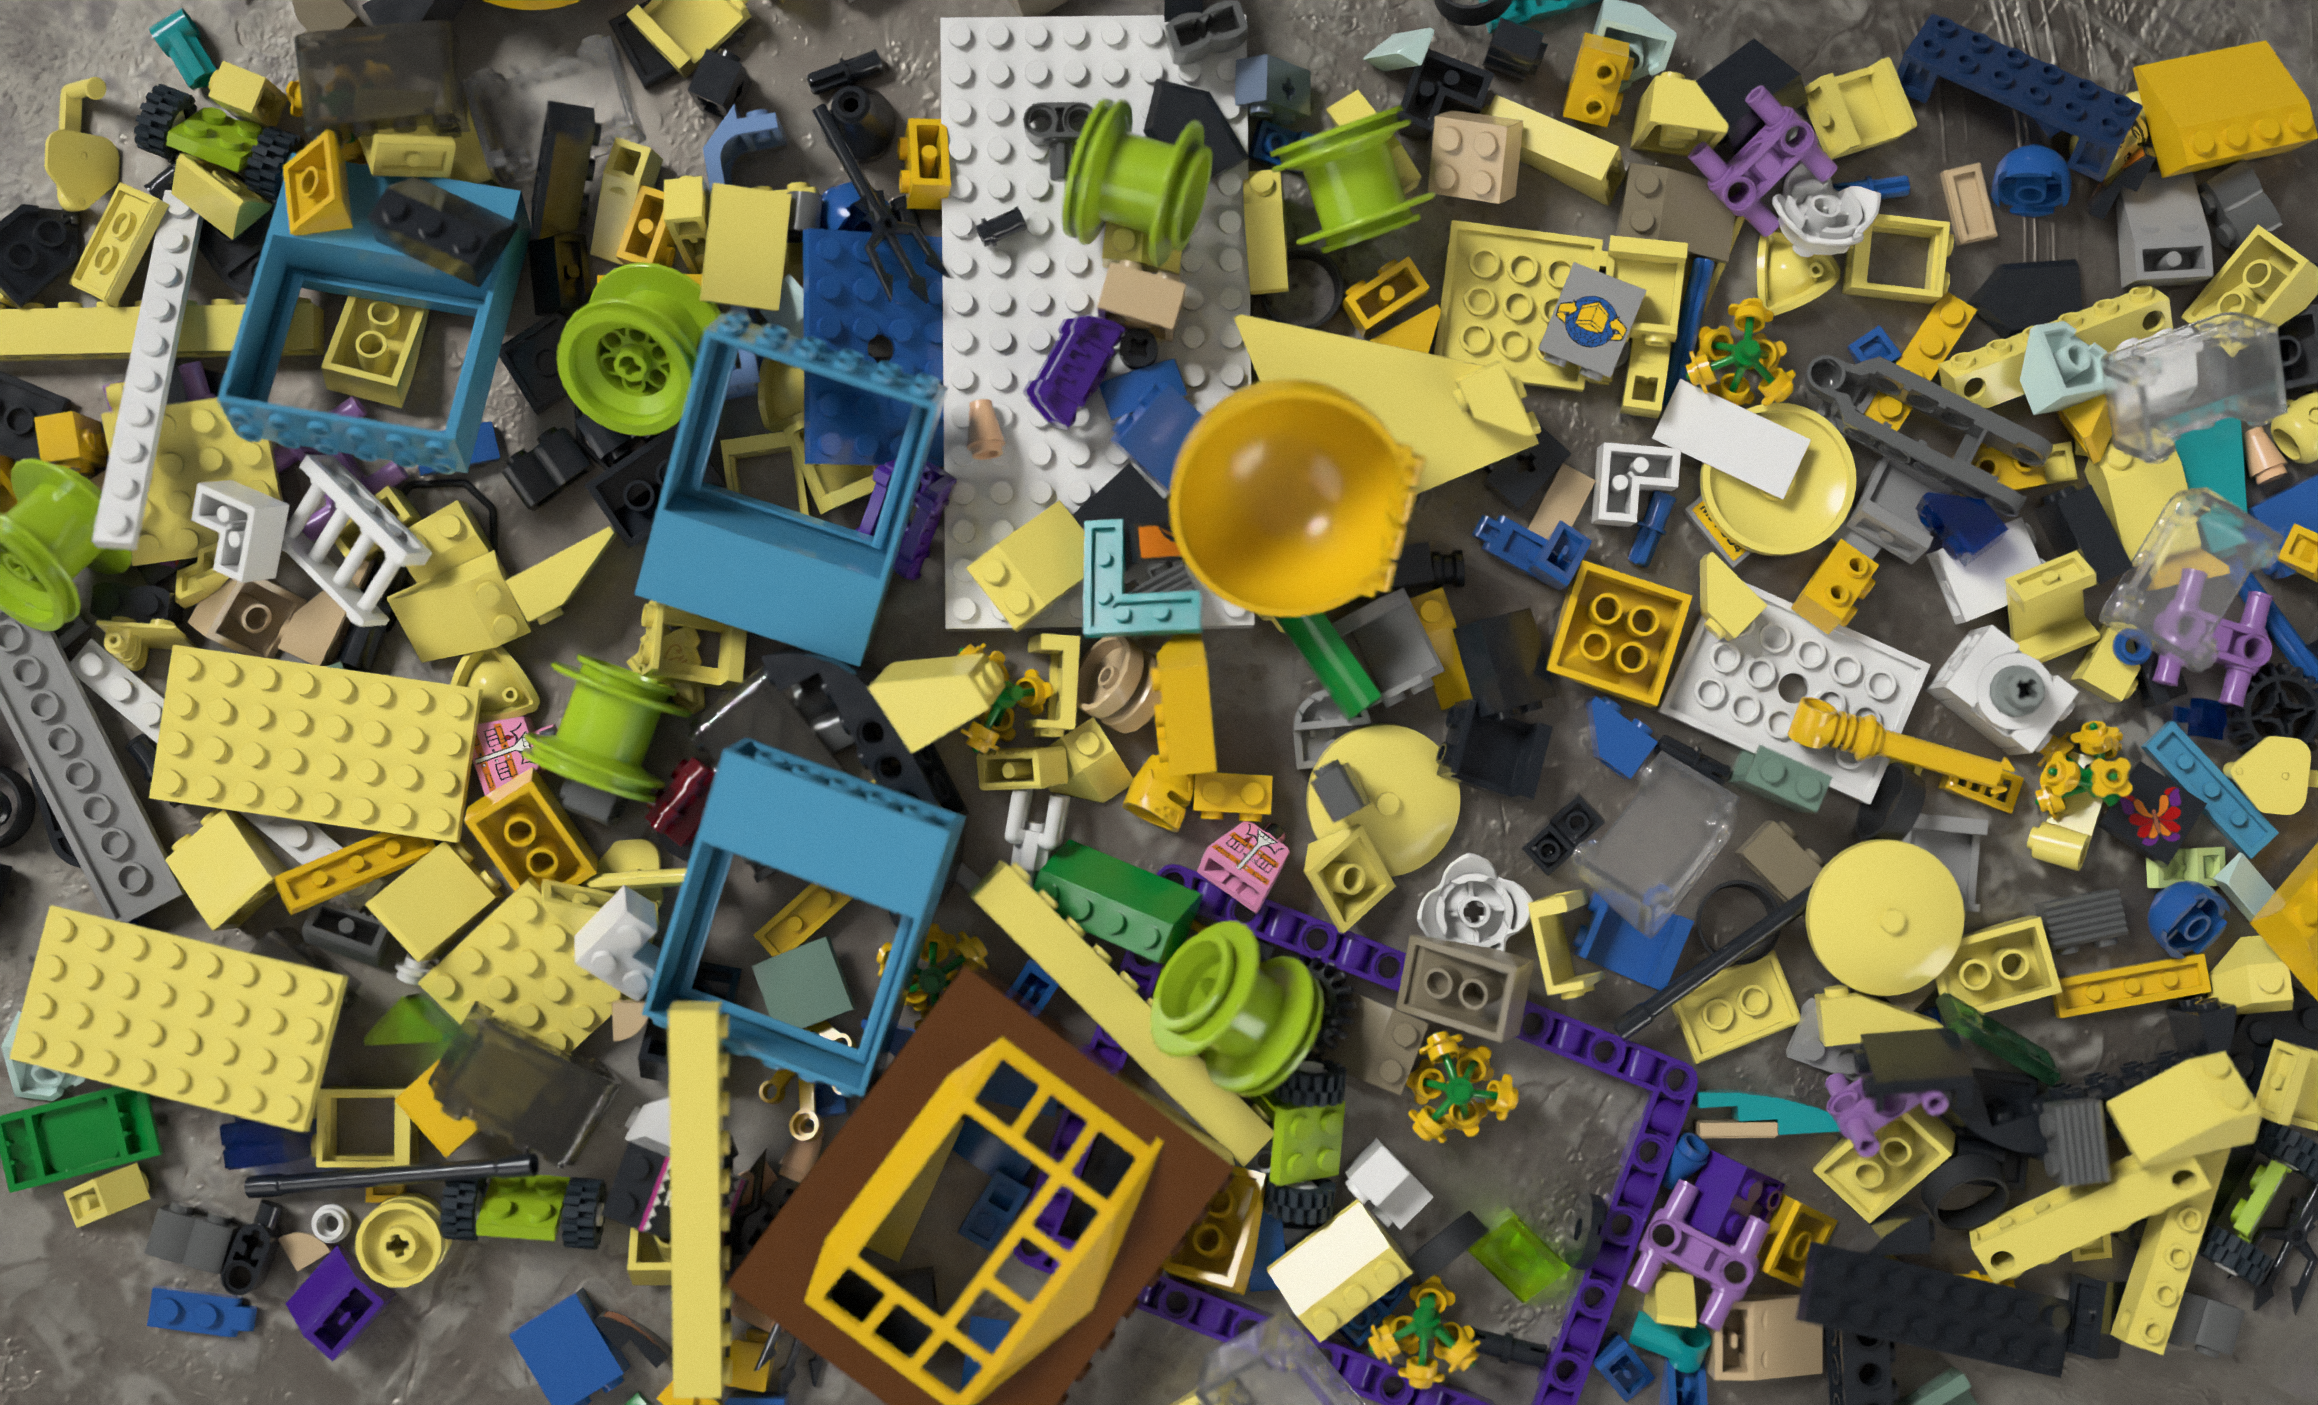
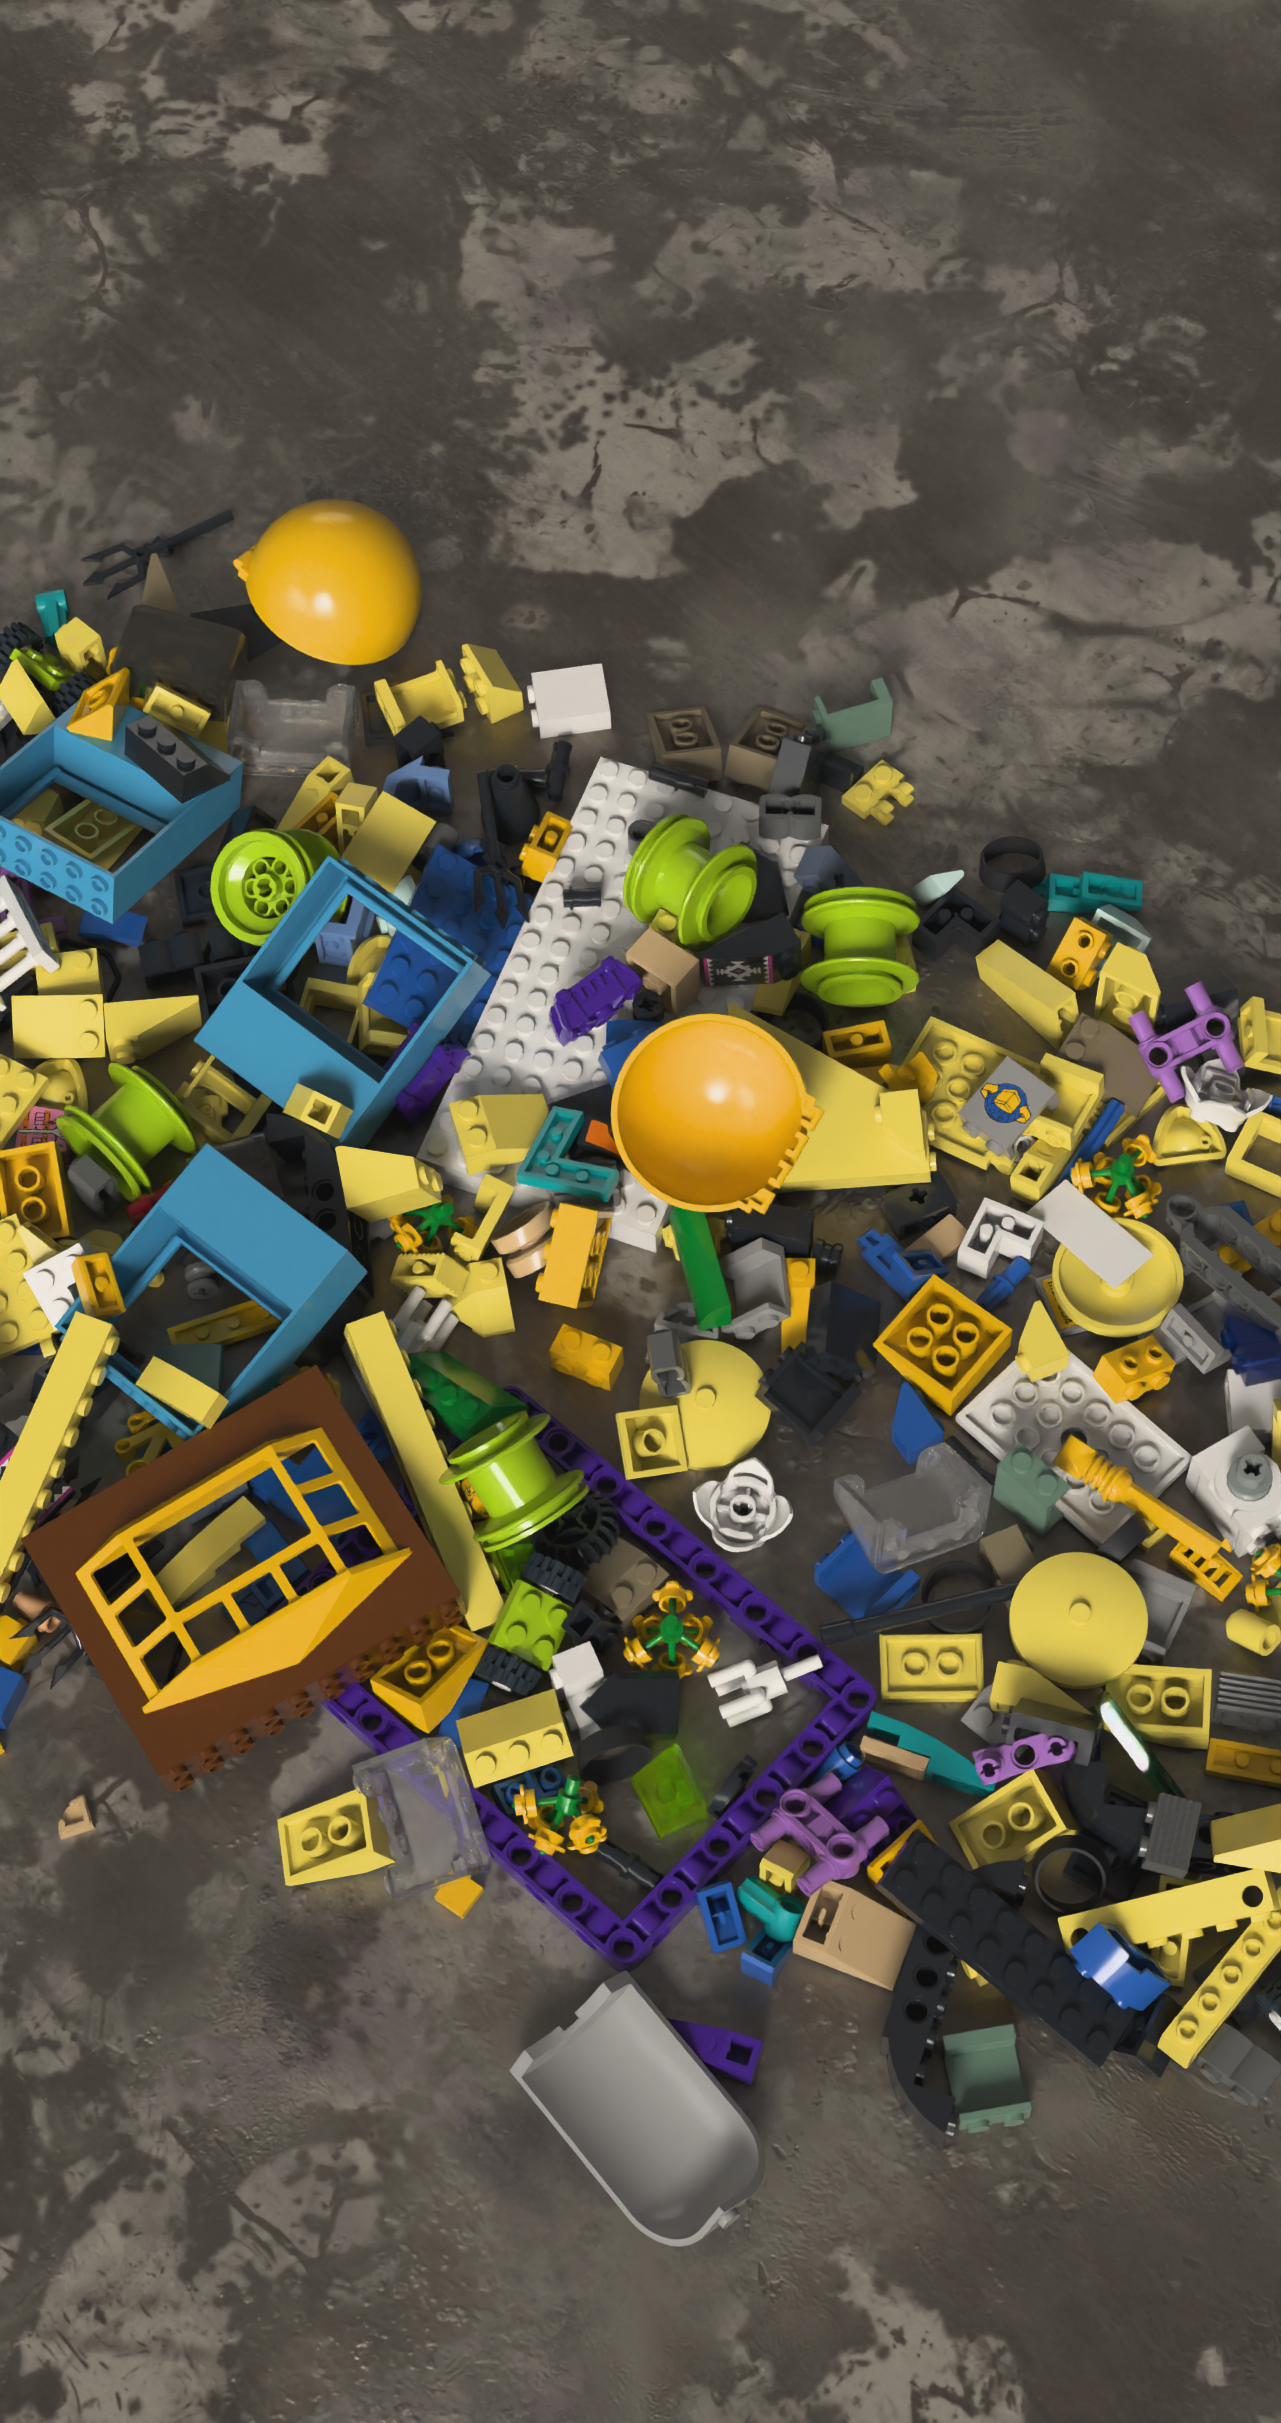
camera: 30 degrees right, 25 degrees down
(563, 169) = (280, 761): black slope -> none
(627, 1018) = (42, 1342): tan tile -> none
(673, 958) = (98, 1286): none -> yellow slope
(822, 641) = (318, 1110): none -> light yellow slope
(828, 1054) = (182, 1392): none -> light yellow slope
(890, 45) = (557, 771): none -> black pin
(984, 433) = (506, 1027): light nougat cone -> none
(1051, 23) = (678, 779): none -> black axle
(1158, 796) = (528, 1334): yellow helmet -> none
(1246, 862) = (574, 1404): bright pink torso -> none
(1248, 237) = (755, 956): none -> black slope
(1371, 1115) = (592, 1624): none -> black brick
(1450, 1180) = (638, 1700): none -> black tile
(1465, 986) = (710, 1550): dark tan slope -> none
(1469, 326) = (914, 1075): none -> yellow slope
(1475, 156) = (964, 971): tan brick -> none
(1553, 944) = (800, 1531): light yellow panel -> none
(1562, 834) = (822, 1485): black slope -> none
(1568, 1108) = (758, 1685): none -> white plant
(2055, 1281) = (1119, 1967): none -> blue brick

